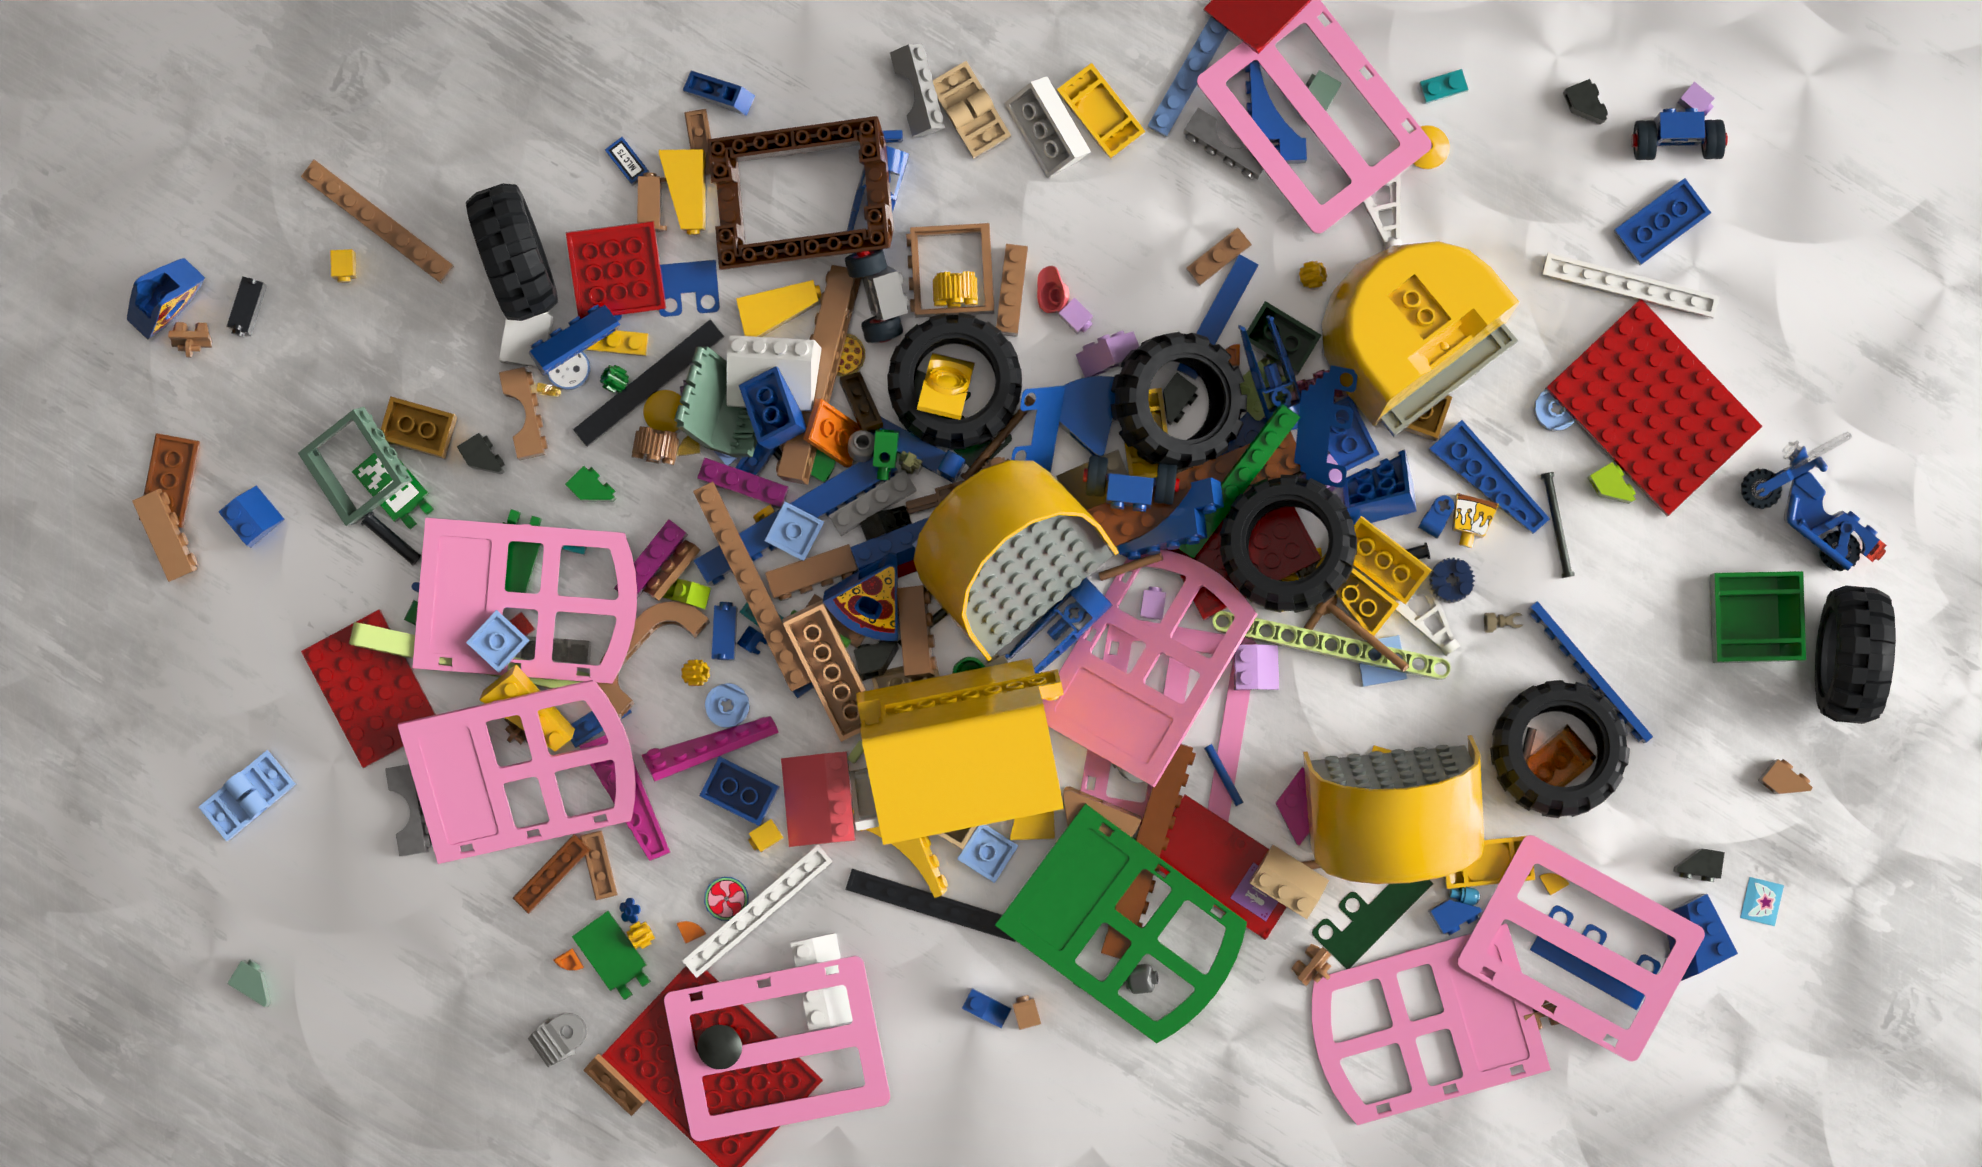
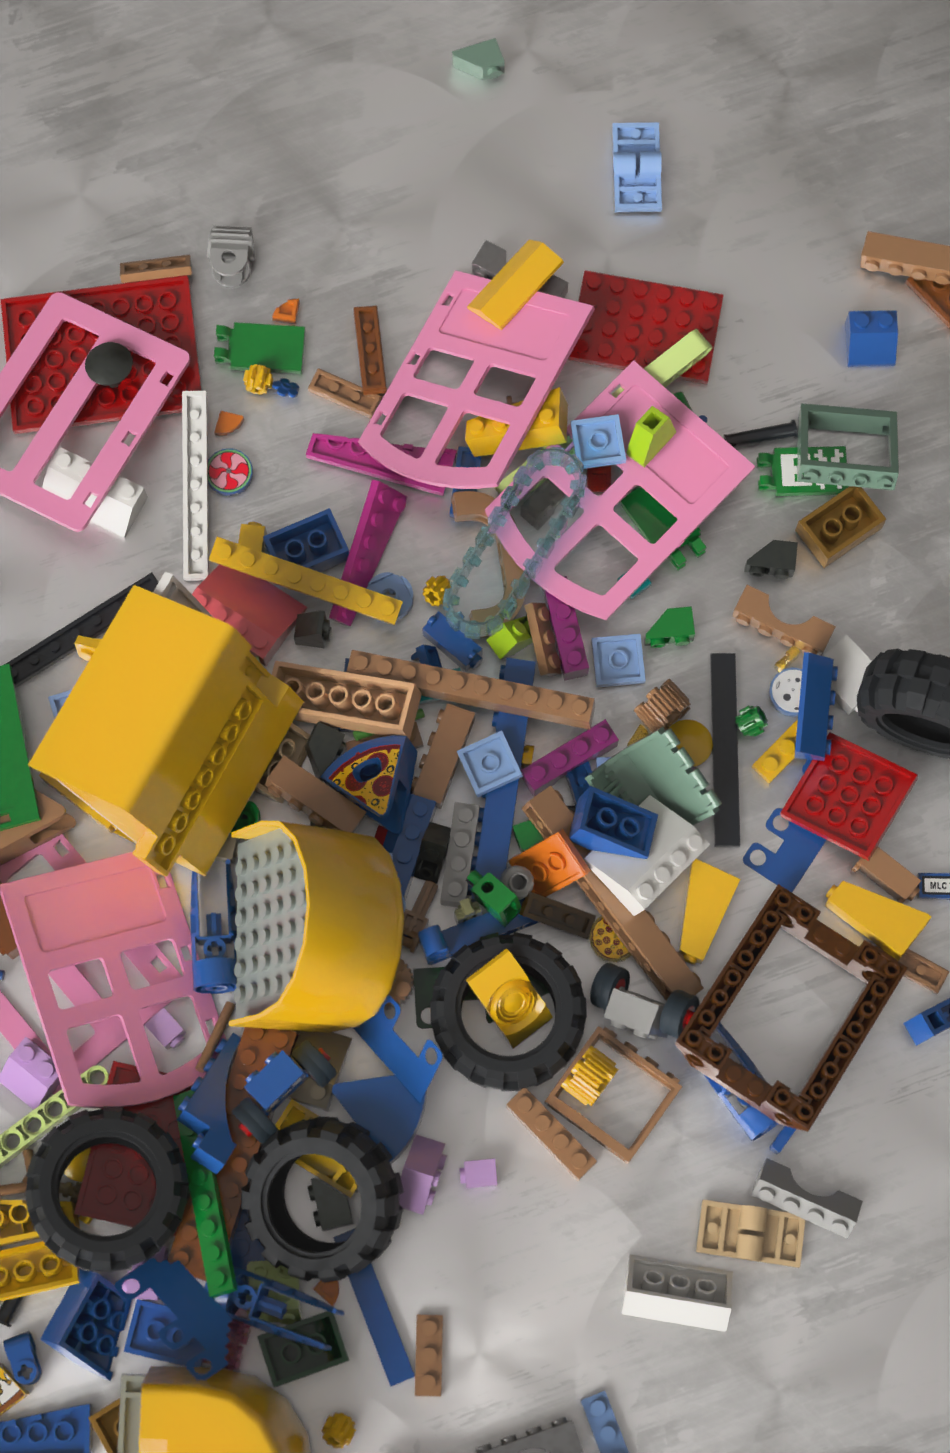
camera: 130 degrees right, 10 degrees down
(419, 802) = (516, 283): none -> yellow slope
(466, 605) = (650, 436): none -> lime slope
(608, 613) = (536, 461): none -> clear light blue piece
(644, 506) = (618, 660): none -> light blue plate
(767, 766) = (305, 580): none -> yellow plate
(796, 737) = (312, 629): none -> pearl dark grey slope
(996, 442) = (424, 1004): medium nougat bar -> none
(1051, 292) = (520, 1169): coral piece -> none
(1100, 110) = (653, 1356): yellow slope -> none

